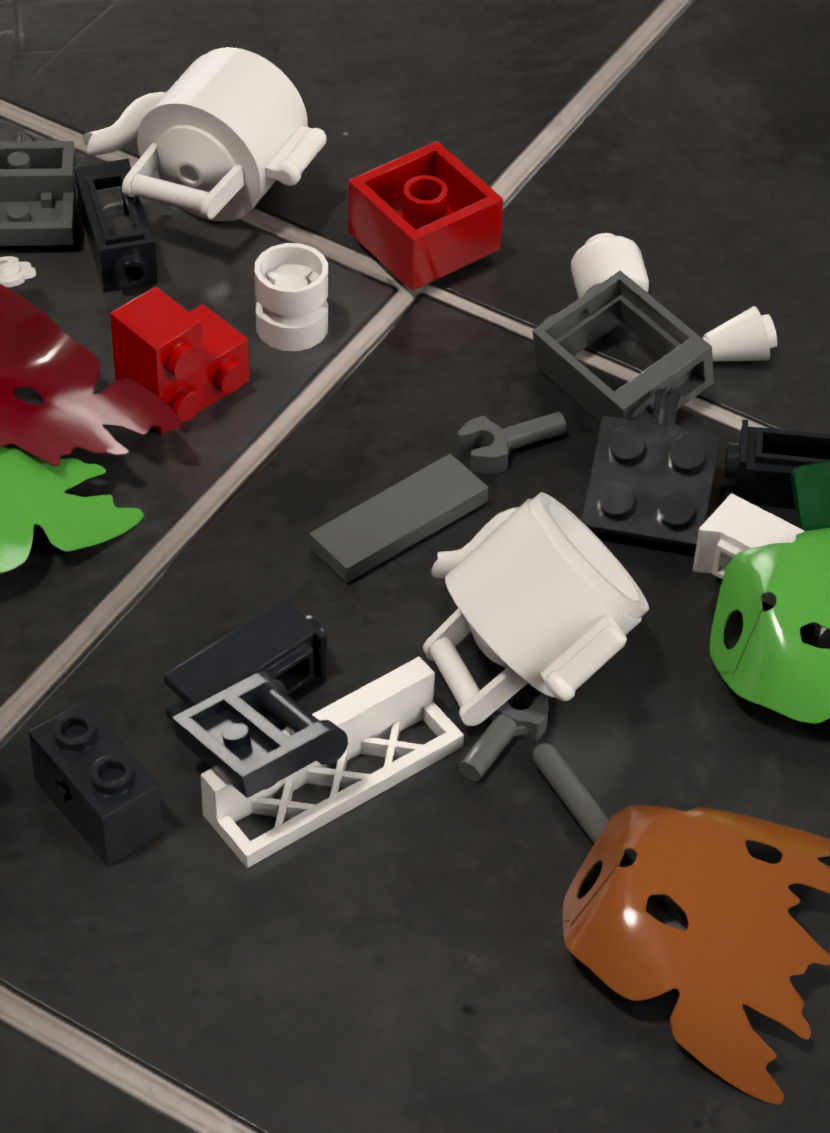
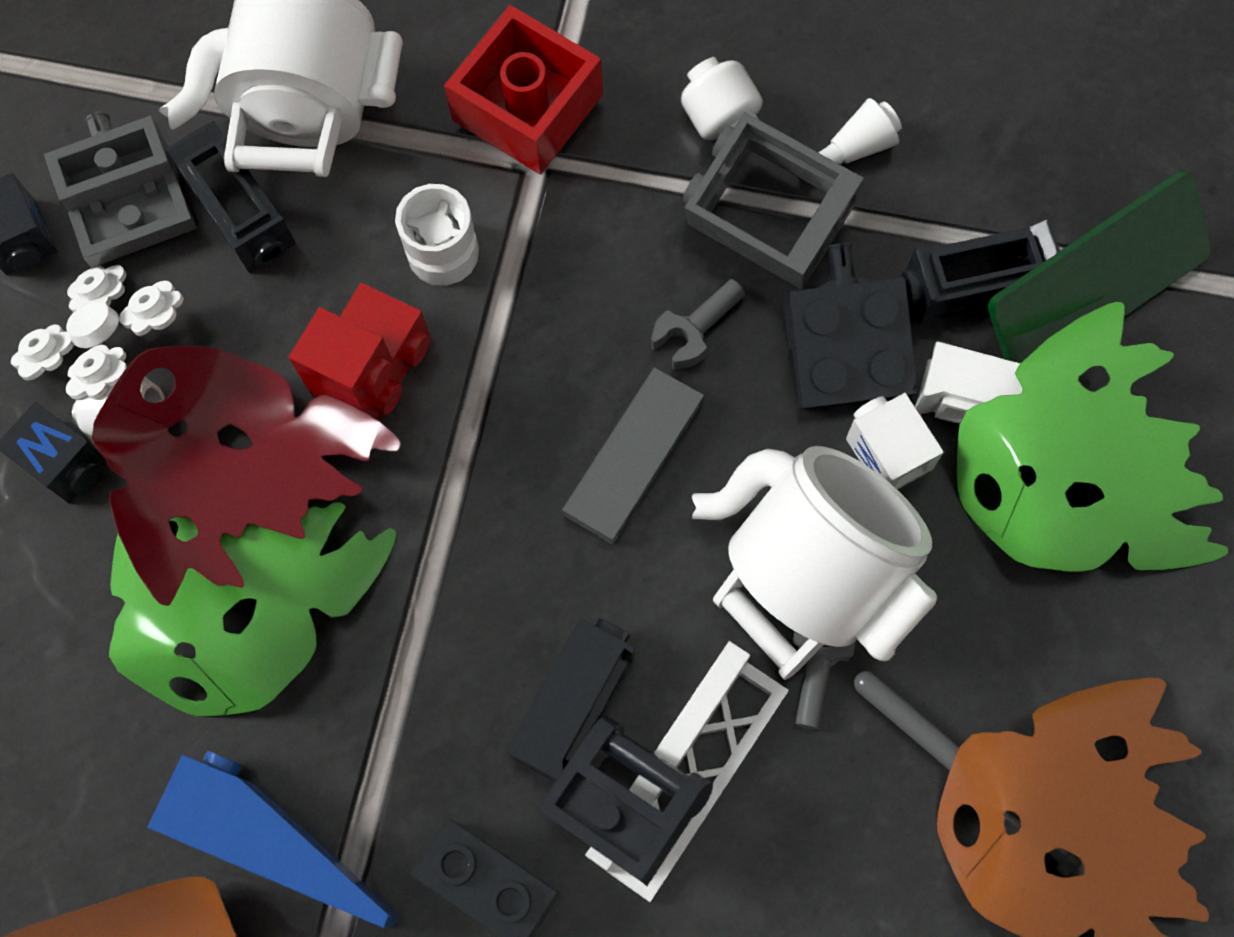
camera: 15 degrees left, 25 degrees up
(662, 569) = (893, 440): none -> white brick

